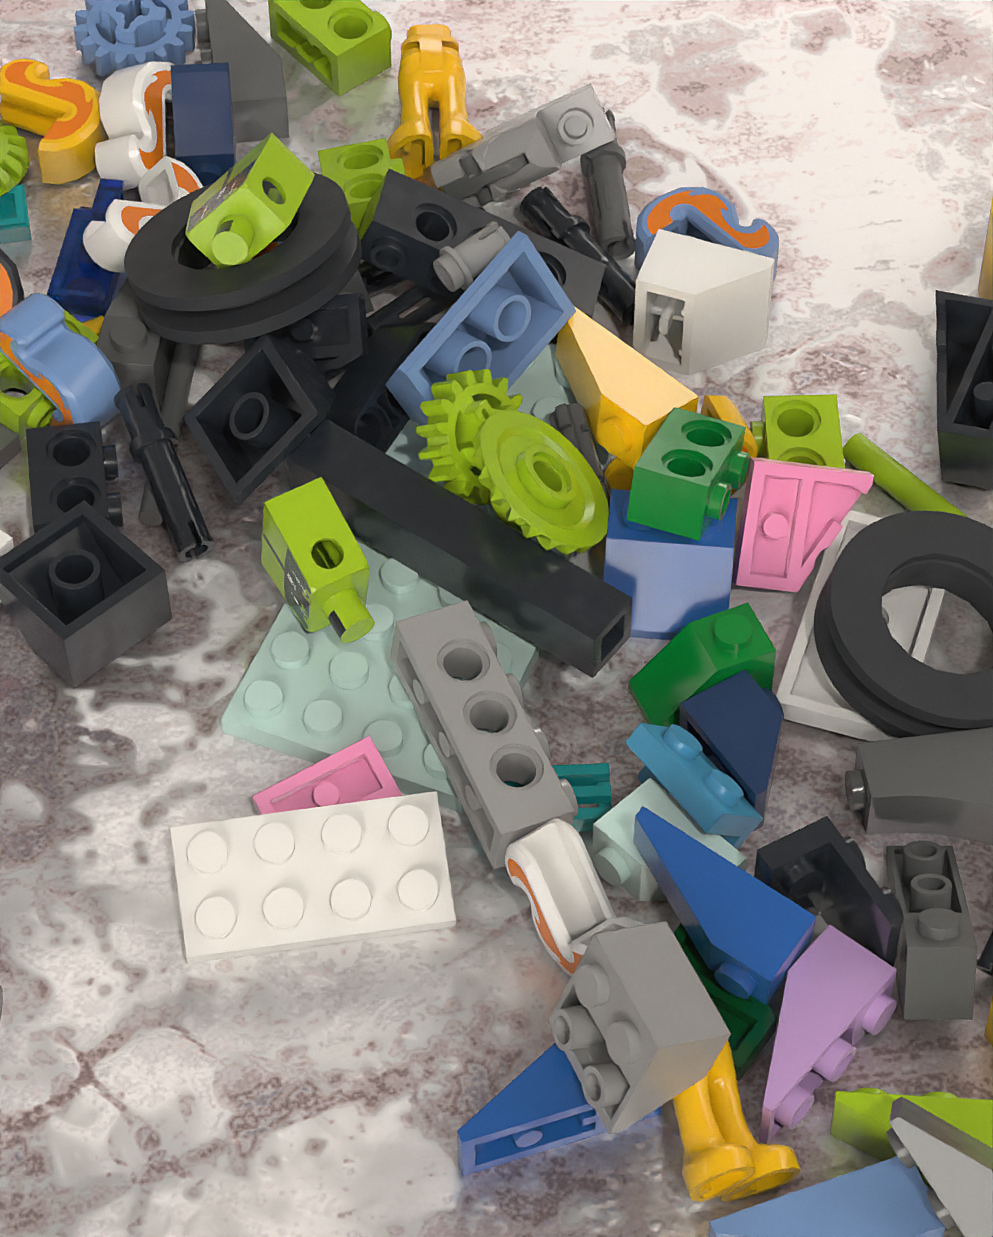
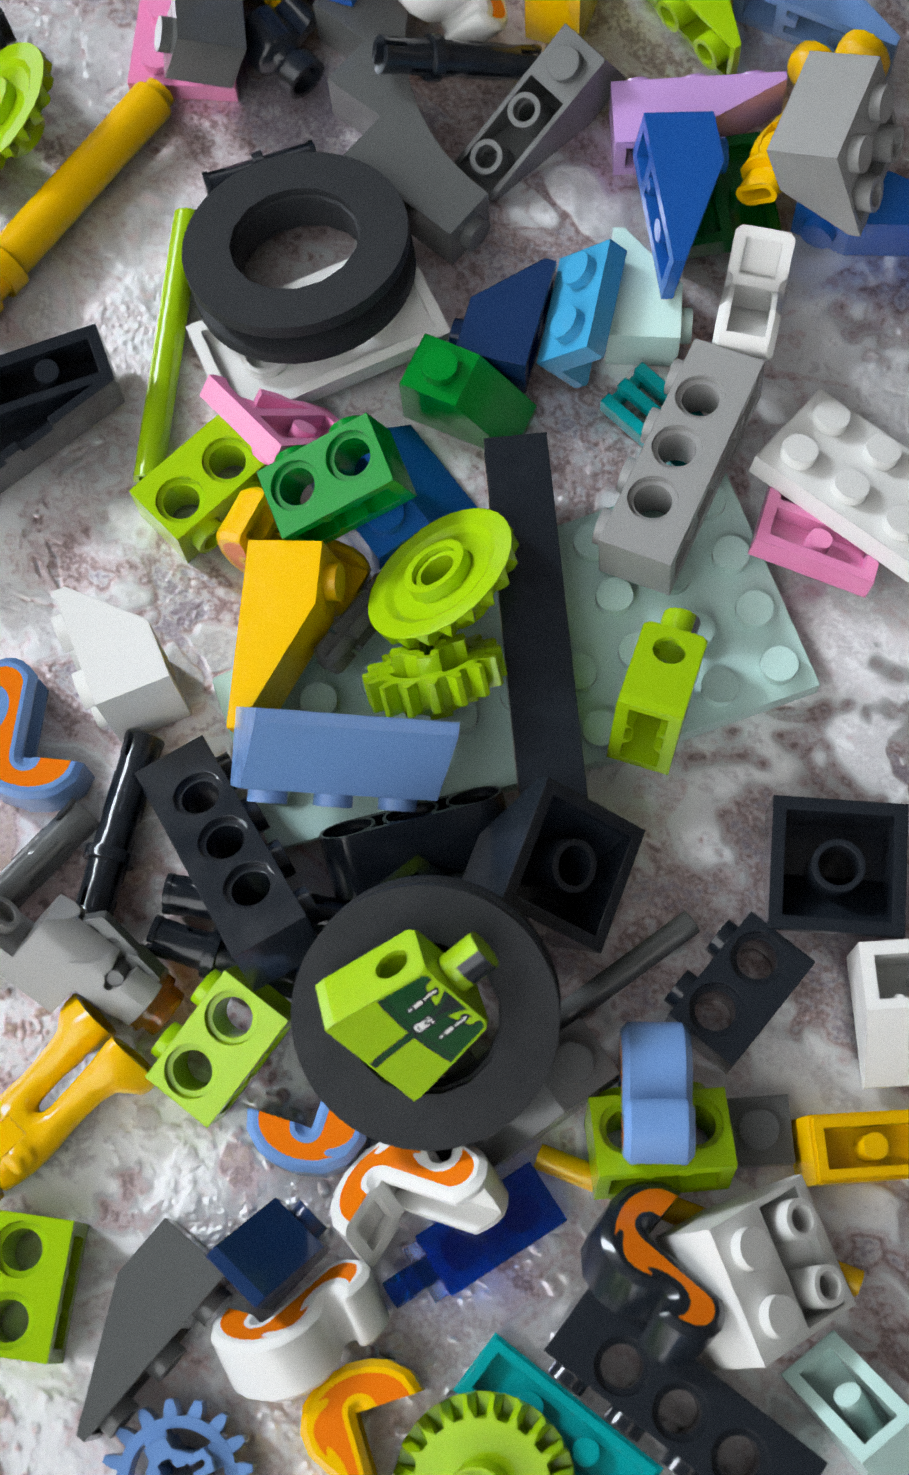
camera: 125 degrees left, 20 degrees up
(155, 449) = (645, 953): black pin -> none
(467, 260) = (263, 819): light grey pin -> none
(831, 880) = (597, 175): black bracket -> none

